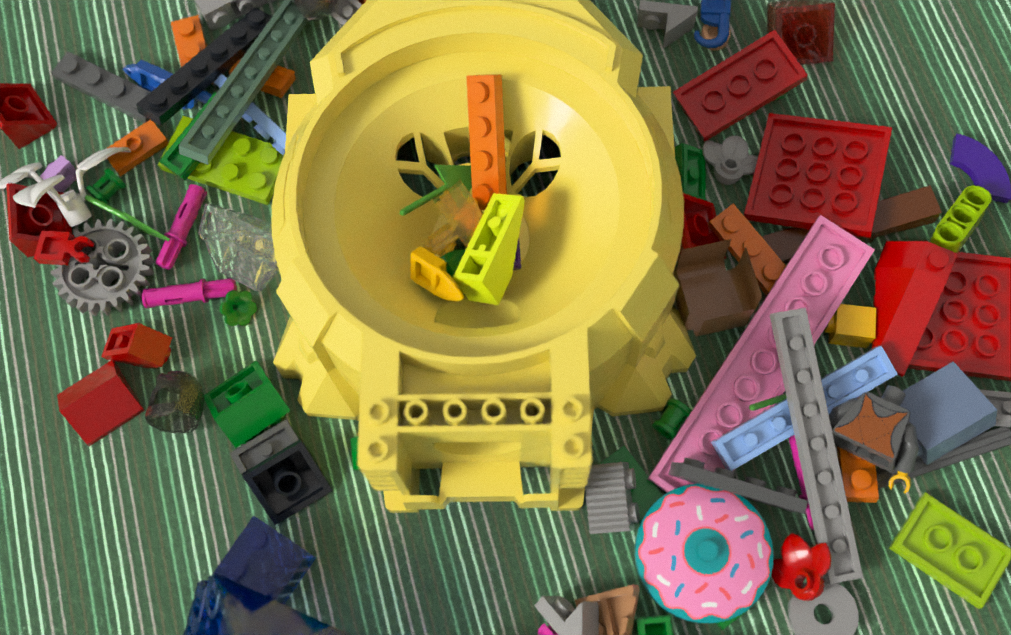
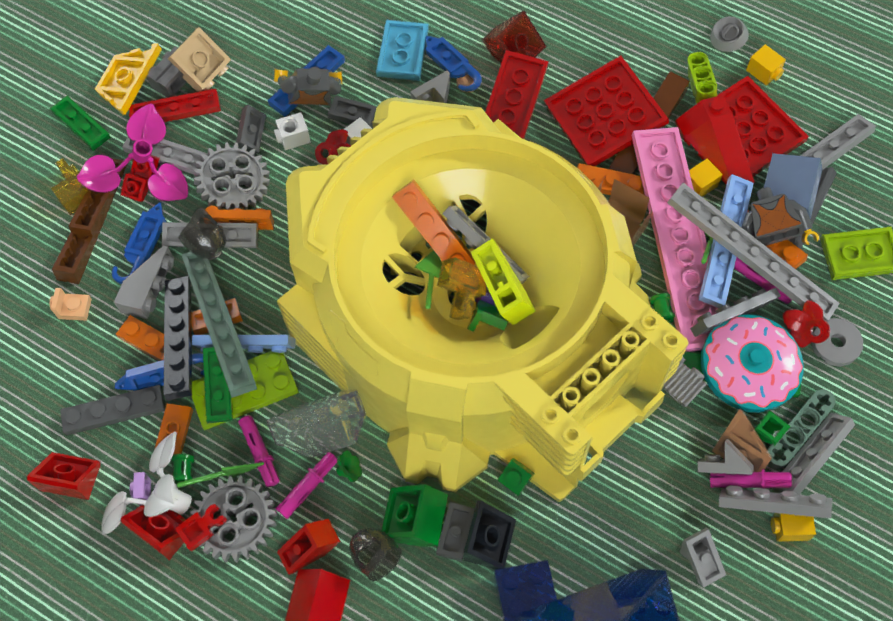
camera: 45 degrees left, 5 degrees down
(431, 274) = (482, 325): yellow plate -> none
(519, 180) = (476, 237): none -> light grey plate
(729, 159) = (552, 140): light grey plate -> none
(981, 166) = (678, 43): dark purple tile -> none

